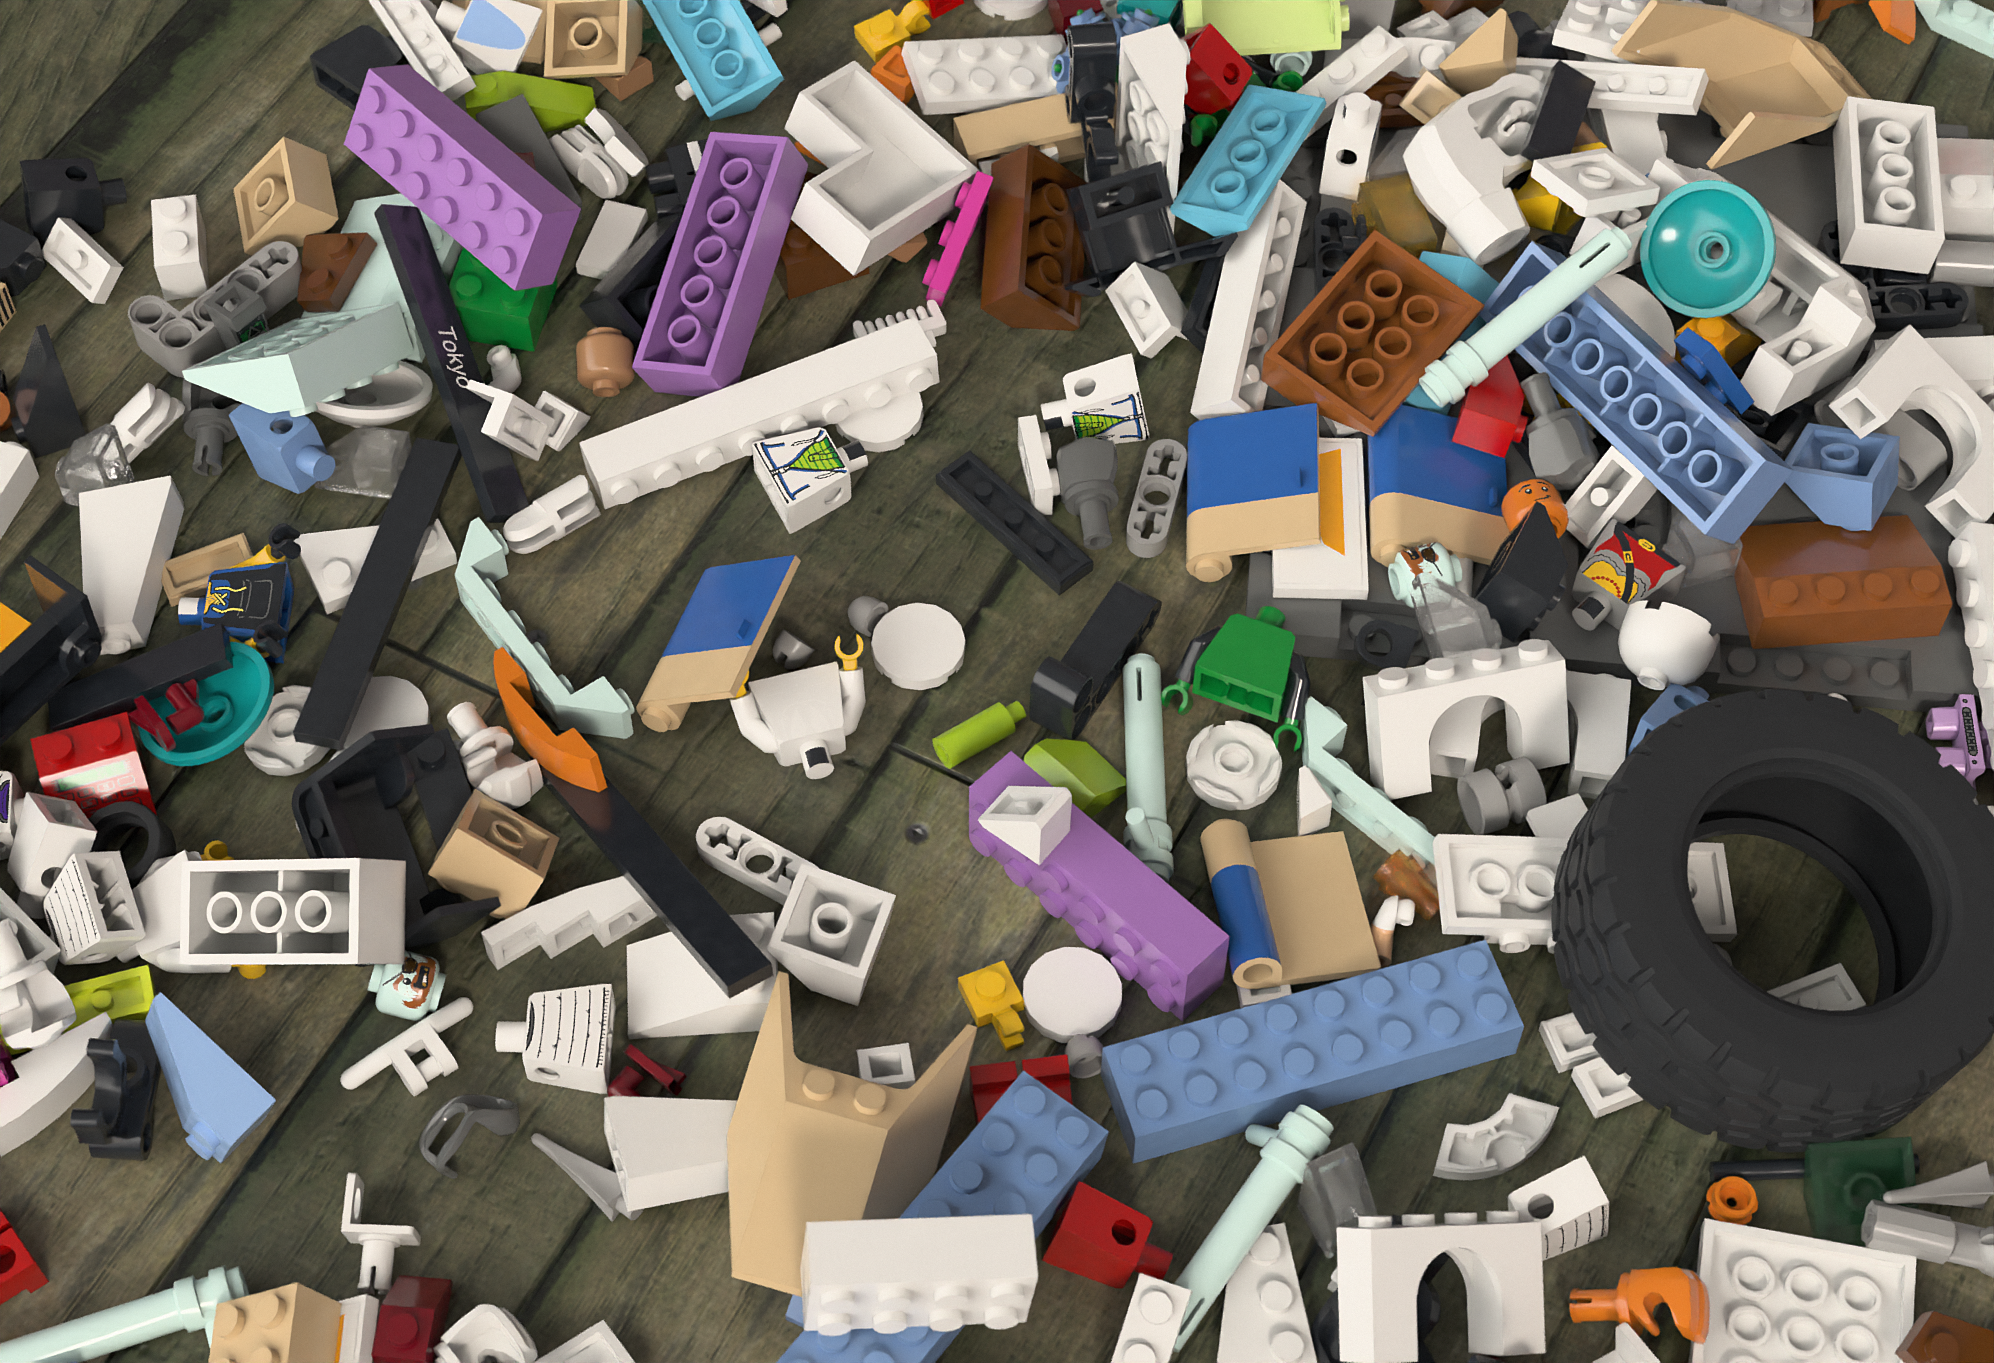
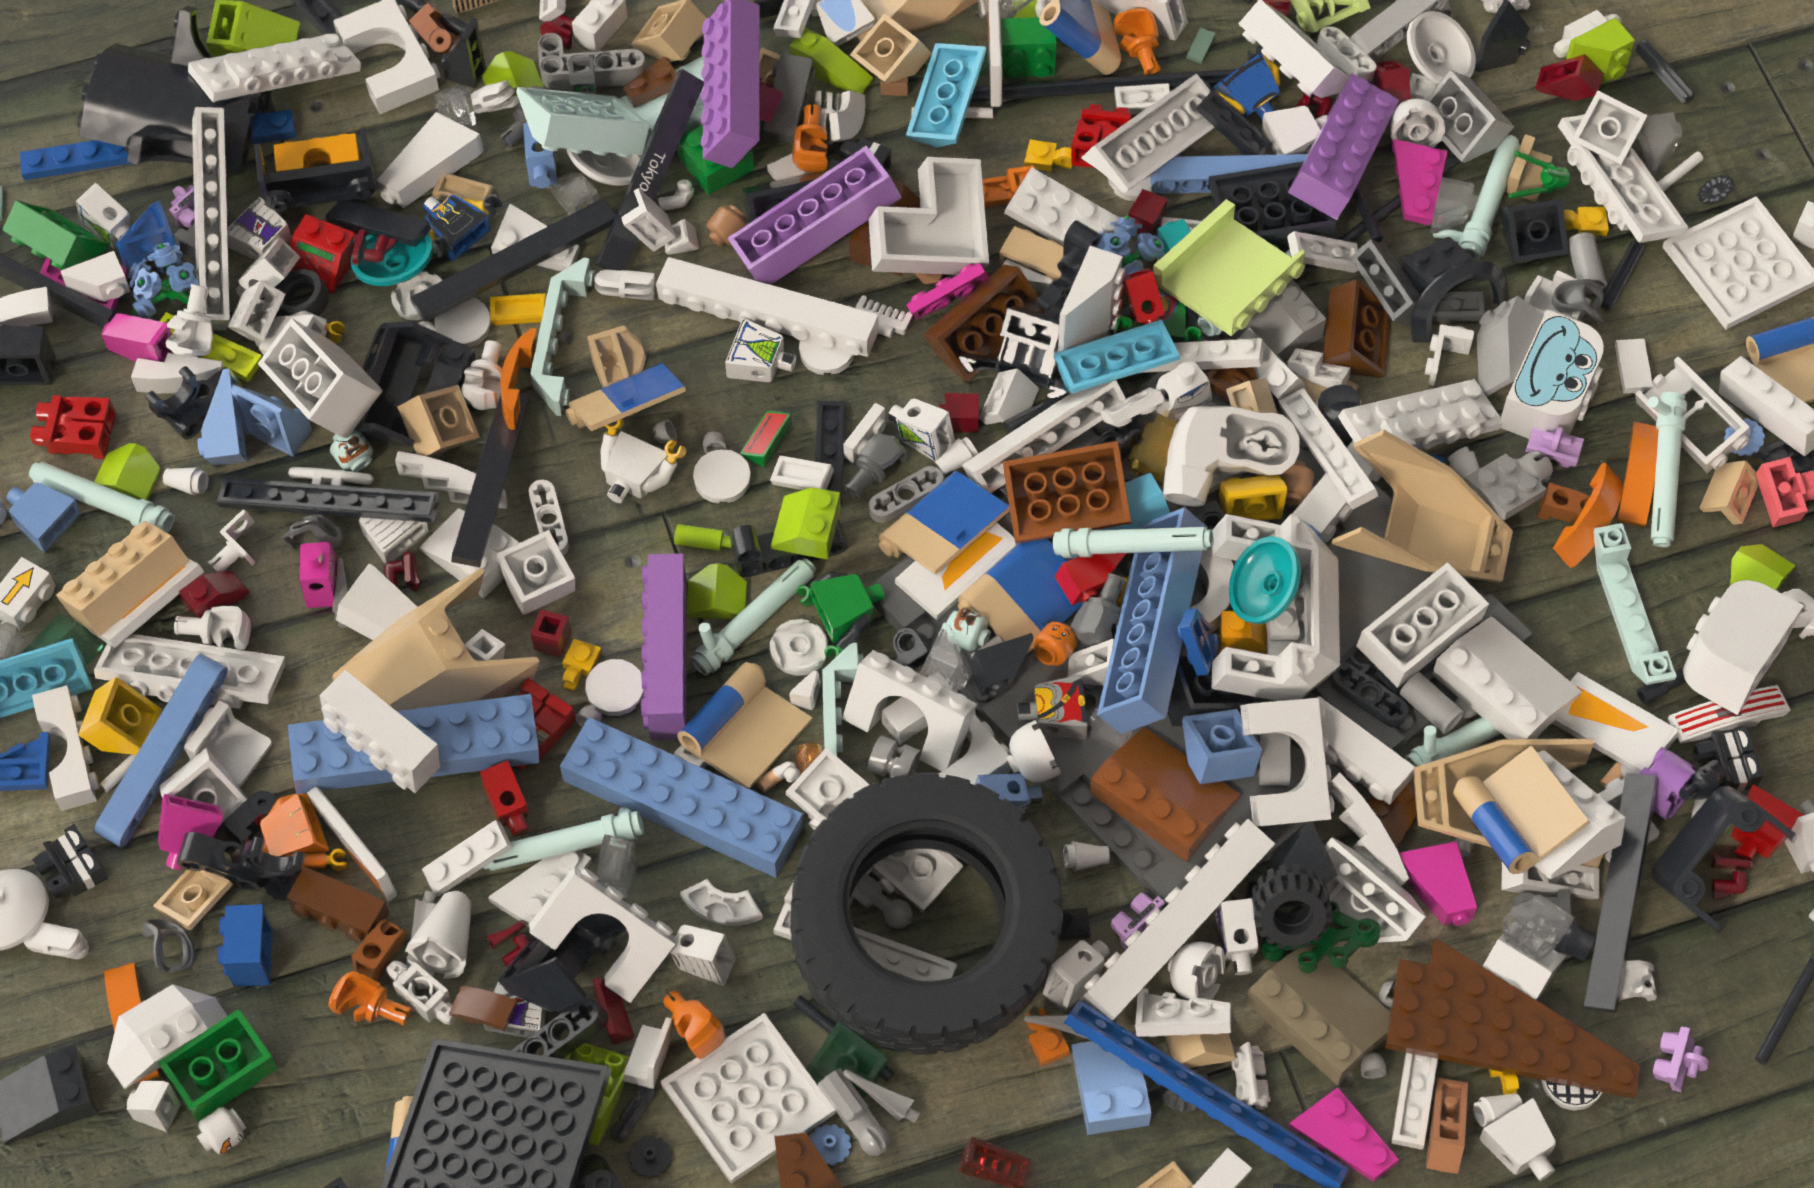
camera: 45 degrees right, 5 degrees up
(106, 1265) = (129, 471): none -> lime slope
(114, 382) = (513, 68): none -> lime slope
(130, 288) = (561, 26): none -> dark red piece
(208, 1208) = (188, 480): none -> white cone
(265, 1029) = (271, 420): none -> light blue slope
(439, 650) = (517, 309): none -> yellow tile
(448, 1069) = (329, 499): none -> black tile
(529, 1168) = (318, 565): none -> dark pink torso
(609, 200) = (808, 144): none -> orange piece
(633, 610) = (616, 355): none -> tan slope
(921, 560) = (766, 437): none -> slope
(931, 991) = (551, 633): none -> dark red brick
(1015, 567) = (801, 473): none -> white tile
(1030, 819) = (650, 590): white slope -> none
(1104, 604) = (807, 522): none -> lime slope
(1120, 341) = (963, 411): none -> dark red brick
(1168, 407) = (956, 455): none -> white cone
(1323, 197) = (1140, 403): none -> white plate
(1483, 56) = (1301, 397): tan slope -> none
(1558, 113) = (1280, 456): black tile -> none
(1595, 182) = (1245, 501): white plate -> none
(1737, 1190) = (783, 1013): orange plate -> none
(1949, 1298) = (831, 1143): none -> medium blue piece

